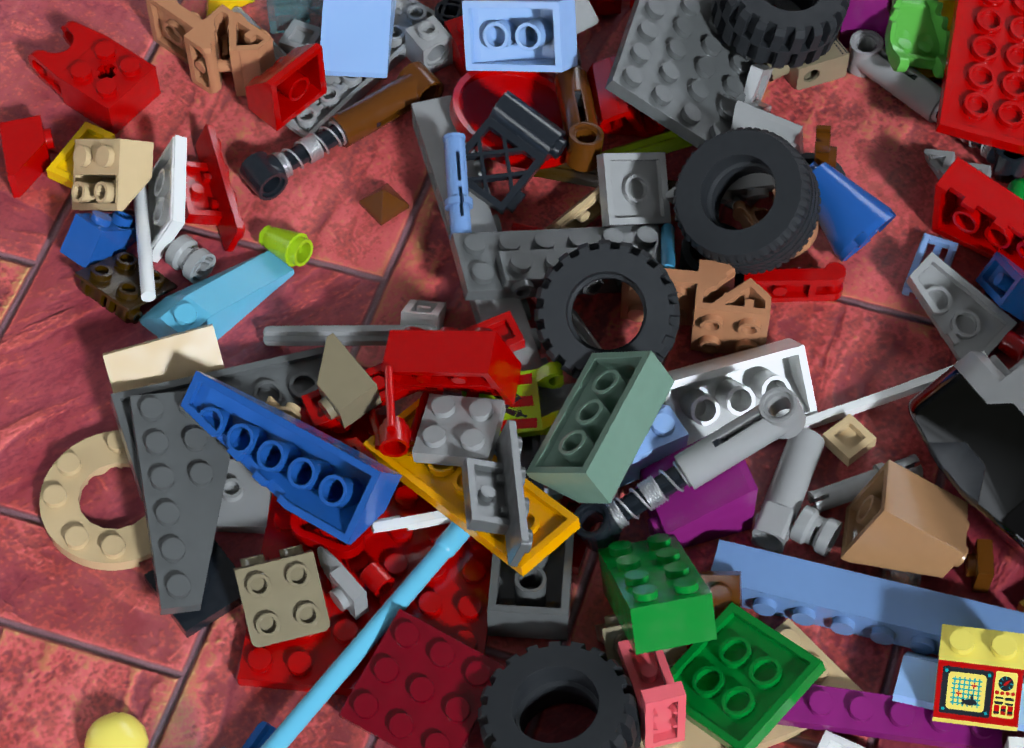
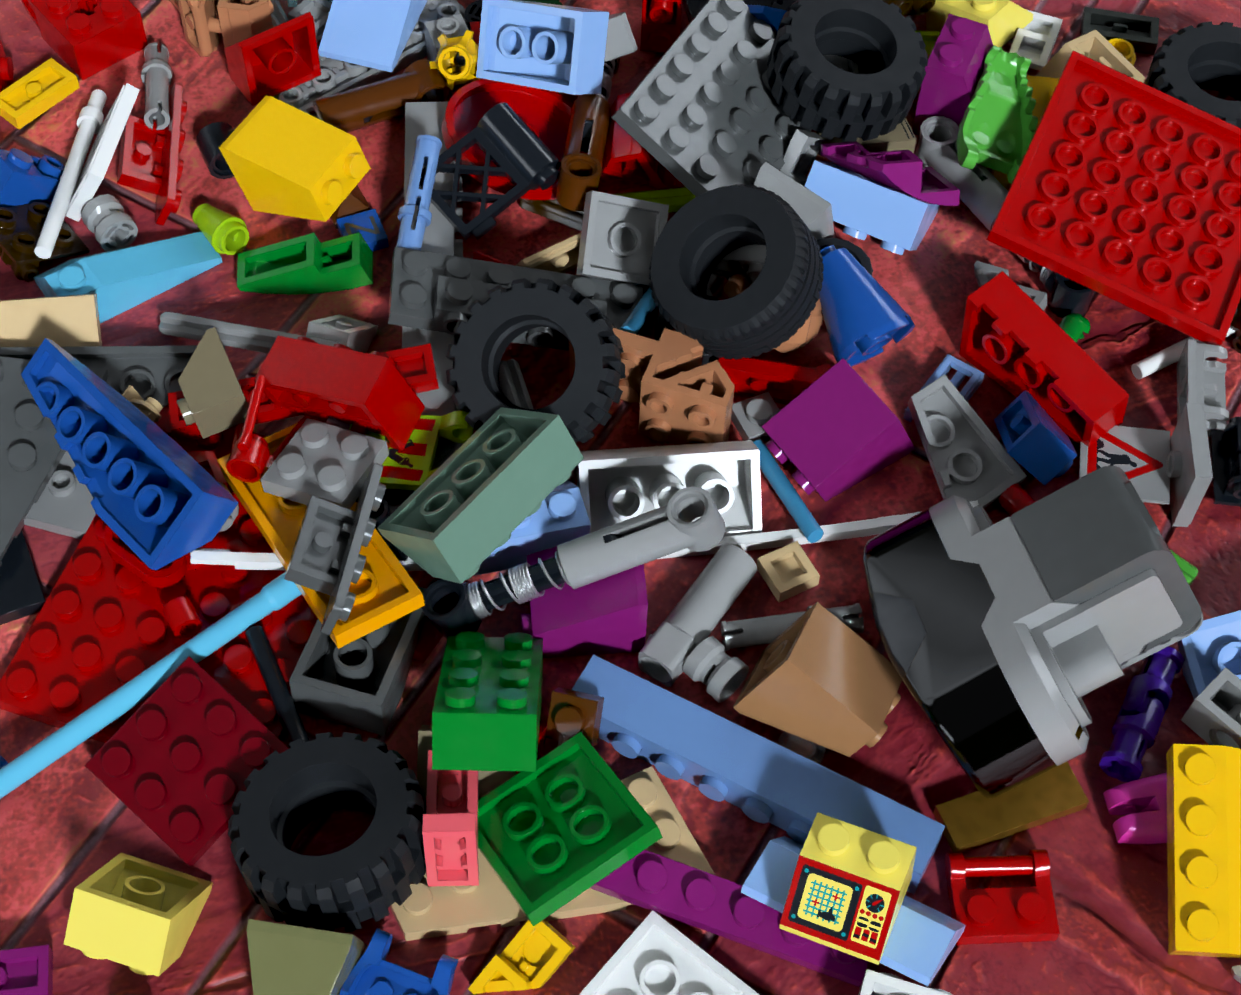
camera: 10 degrees right, 0 degrees up
(109, 172) = (51, 112): tan slope -> none
(184, 122) = (157, 77): none -> light grey pin
(282, 596) = (64, 614): dark tan bracket -> none
(336, 175) = (293, 161): none -> yellow slope
(345, 589) = (138, 624): light grey plate -> none
(370, 263) = (306, 266): none -> green slope
(406, 224) = (368, 225): none -> blue tile
(442, 68) = (447, 62): none -> yellow rock
(472, 618) = (276, 684): none -> black bar
(788, 318) = (752, 414): none -> light grey plate
(823, 150) = (850, 231): reddish brown plate -> none
(834, 380) = (788, 495): none -> dark azure bar
(841, 84) = (896, 170): none -> magenta slope
(850, 120) = (871, 207): none -> light blue slope
(856, 318) = (836, 433): none -> magenta slope
(980, 565) = (899, 752): reddish brown plate -> none

